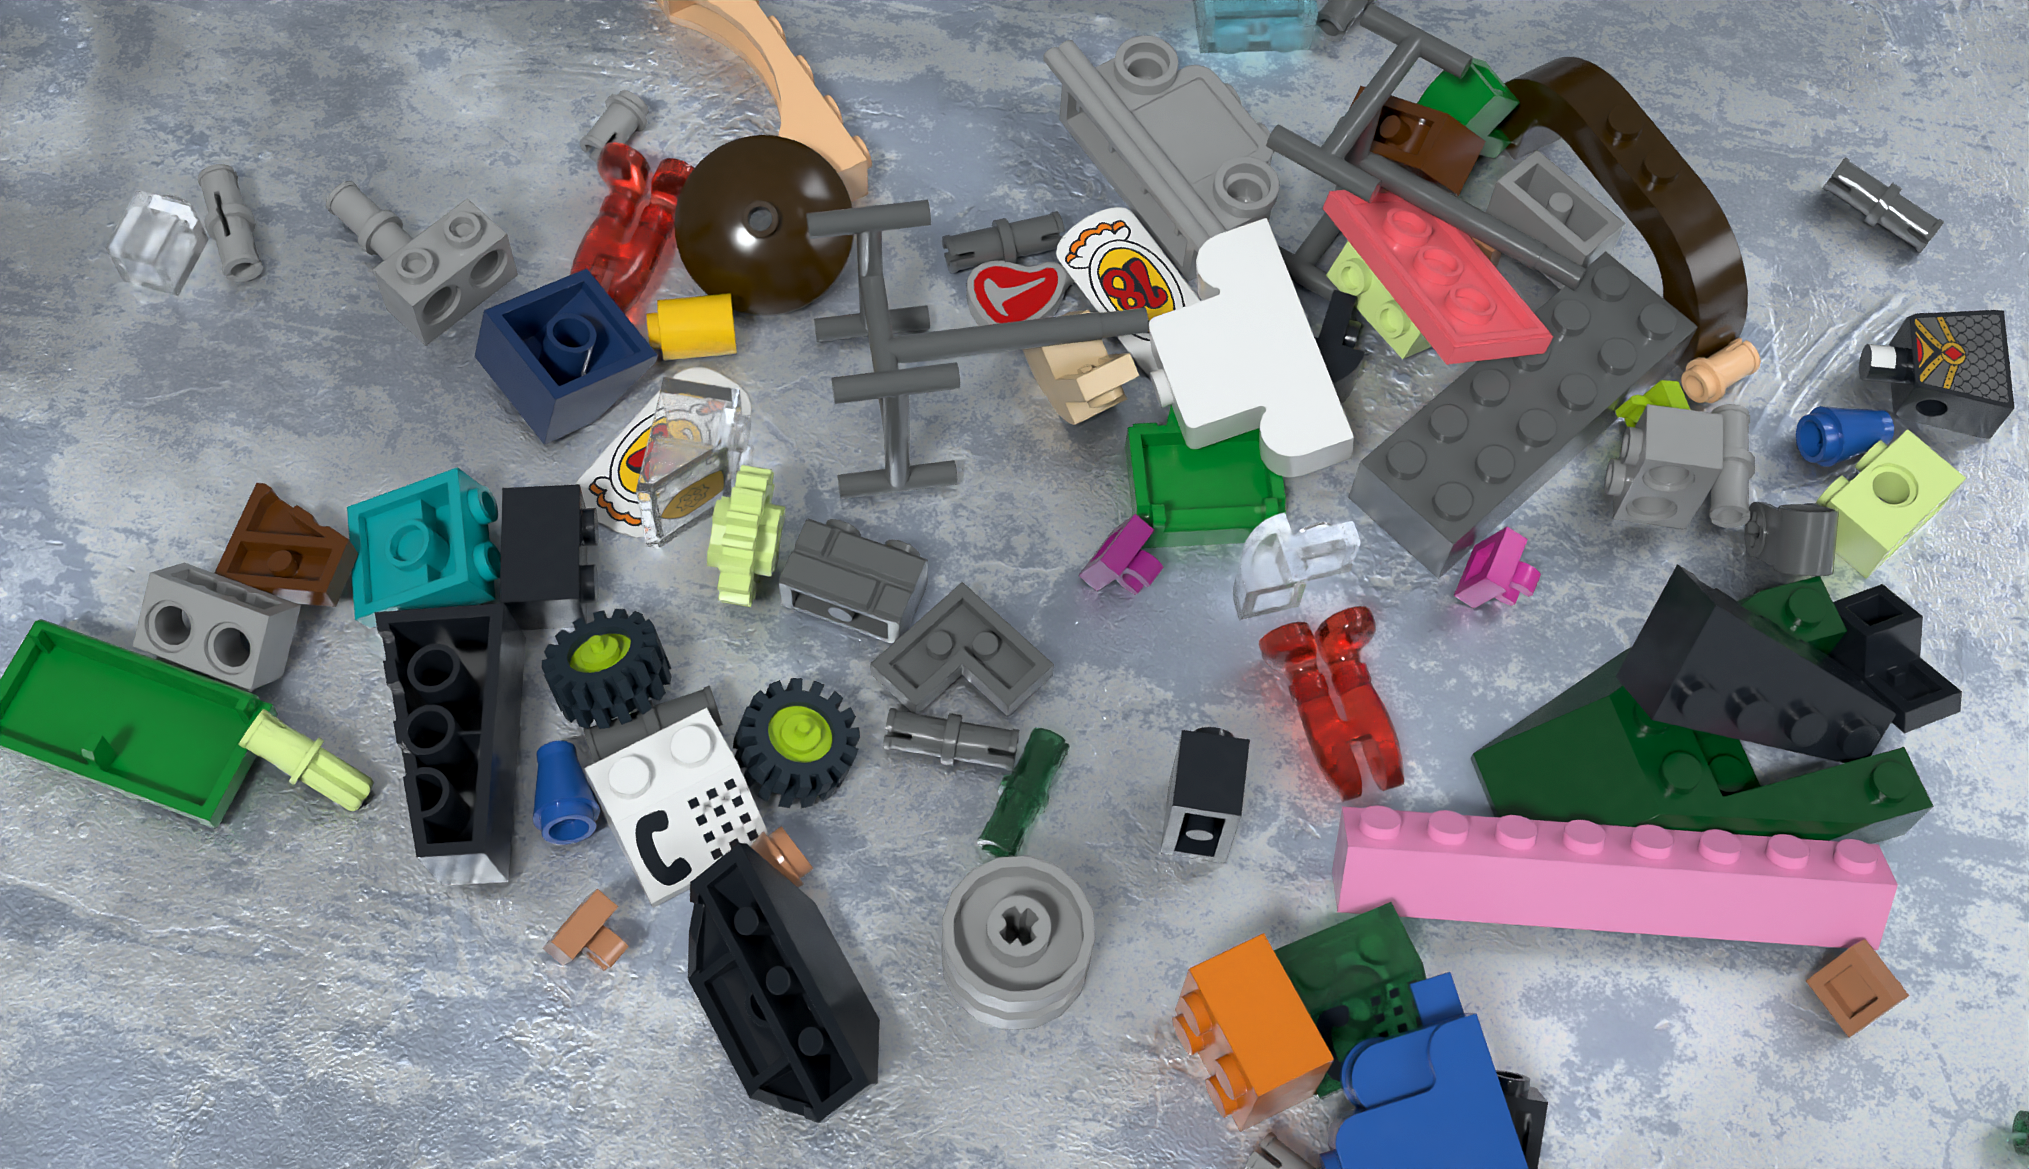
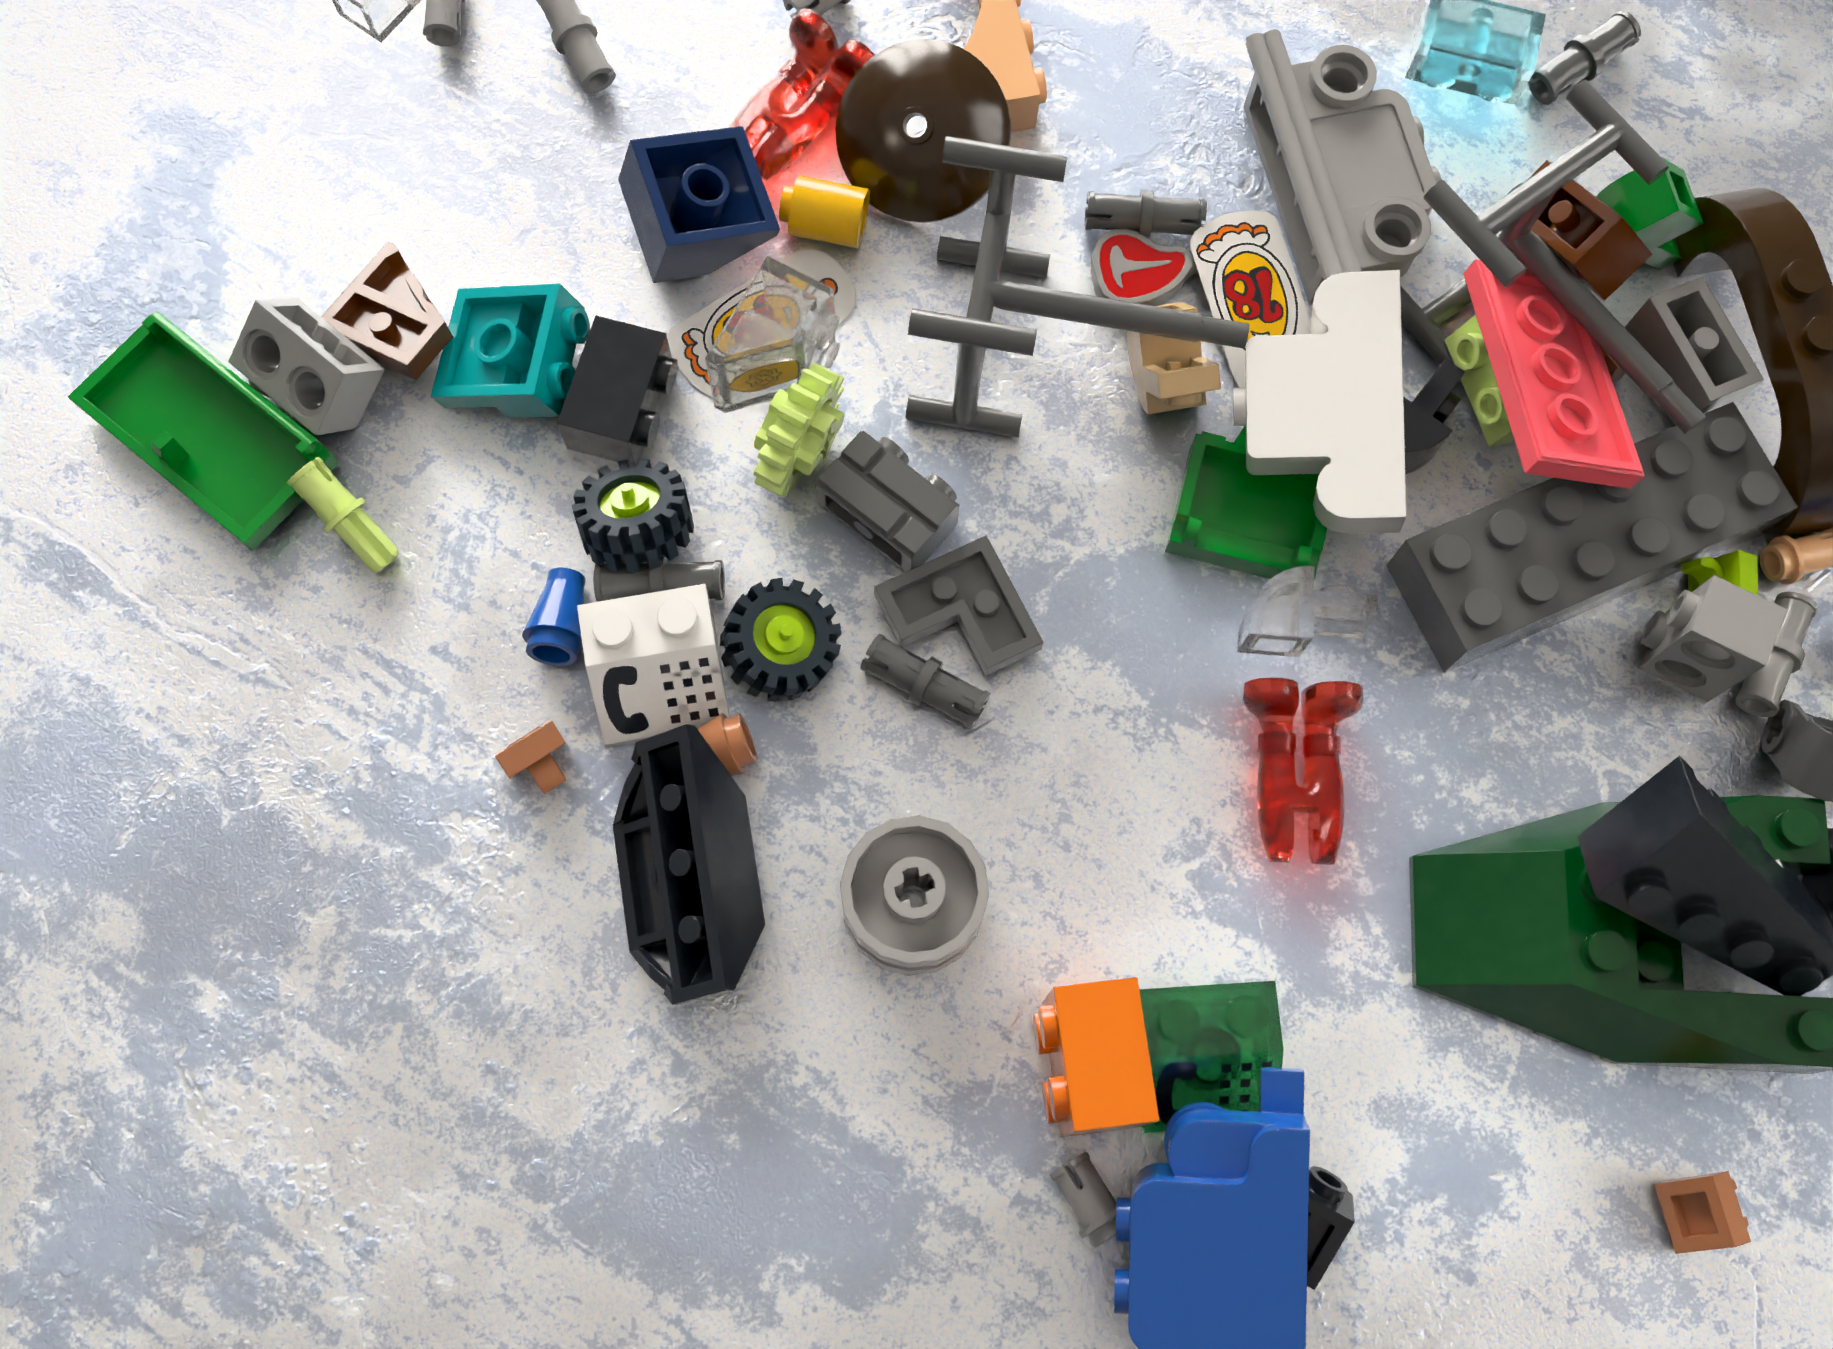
camera: 20 degrees right, 10 degrees up
(446, 271) = (618, 90): light grey brick -> none
(458, 731) = (482, 534): black wedge -> none
(1023, 794) = (973, 755): clear green pin -> none
(1123, 559) = (1145, 560): magenta tile -> none
(1205, 794) = (1138, 815): black brick -> none
(1496, 571) = (1502, 686): dark pink tile -> none
(1612, 877) = (1506, 1028): bright pink brick -> none

